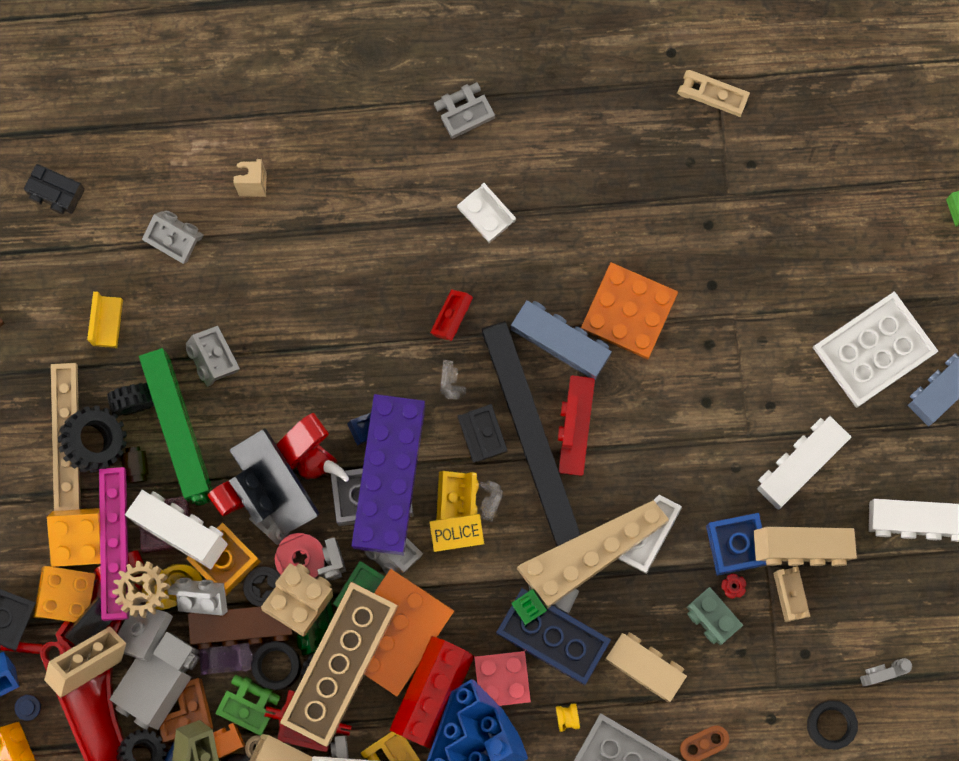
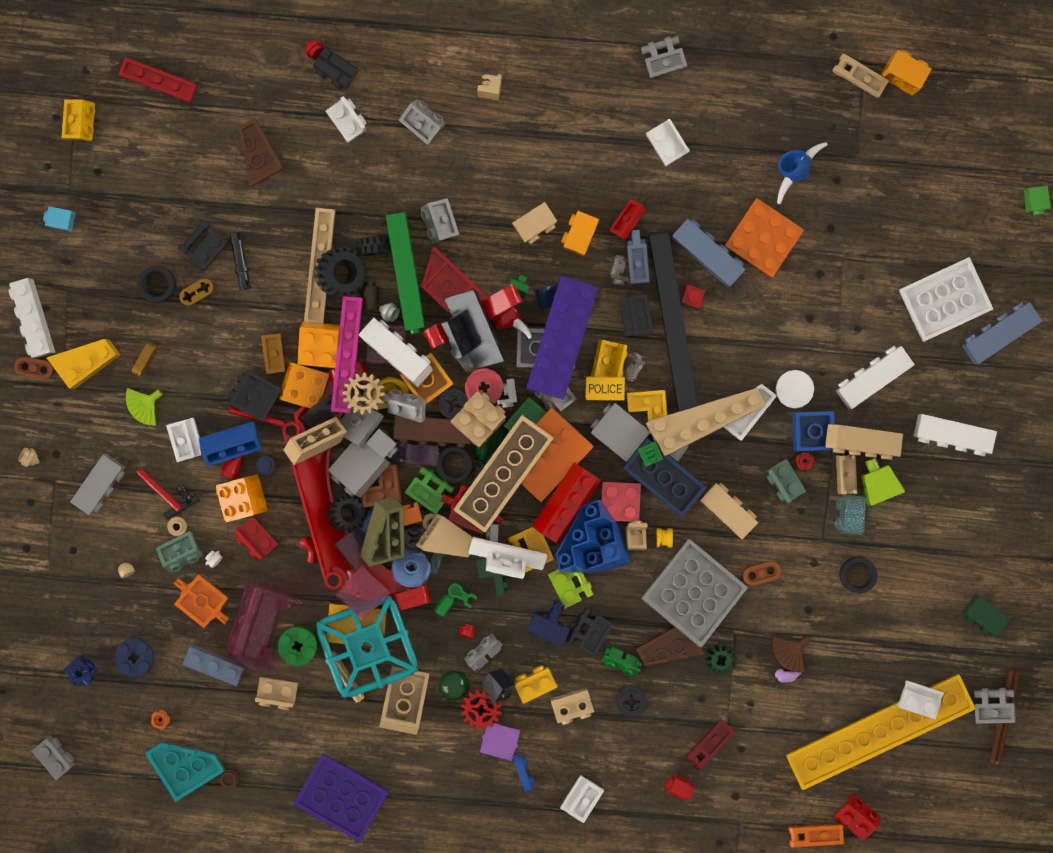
camera: 15 degrees right, 10 degrees up
(20, 559) = (273, 353): none -> pearl gold plate
(22, 170) = (314, 49): none -> red plate
(76, 249) = (346, 119): none -> white bracket
(105, 321) = (361, 180): yellow panel -> none
(163, 481) = (389, 312): none -> white plate
(227, 426) = (445, 279): none -> red wing
(329, 421) = (520, 286): none -> green tile
(334, 339) = (535, 223): none -> tan brick
(394, 342) = (580, 233): none -> light orange brick
(472, 363) = (637, 259): none -> sand blue hinge
(485, 586) = (619, 431): none -> light grey brick
(517, 541) = (651, 401): none -> yellow plate
(530, 720) = (636, 535): none -> tan bracket
(551, 398) = (693, 296): none -> red plate
(576, 426) = (708, 320): red bracket -> none
(653, 215) = (795, 167): none -> blue helmet
(703, 495) = (794, 389): none -> white tile
(769, 77) = (906, 72): none -> light orange brick
(808, 646) = (851, 514): none -> clear light blue brick
(837, 598) = (879, 483): none -> lime torso
(880, 673) = (900, 545): light grey plate -> none

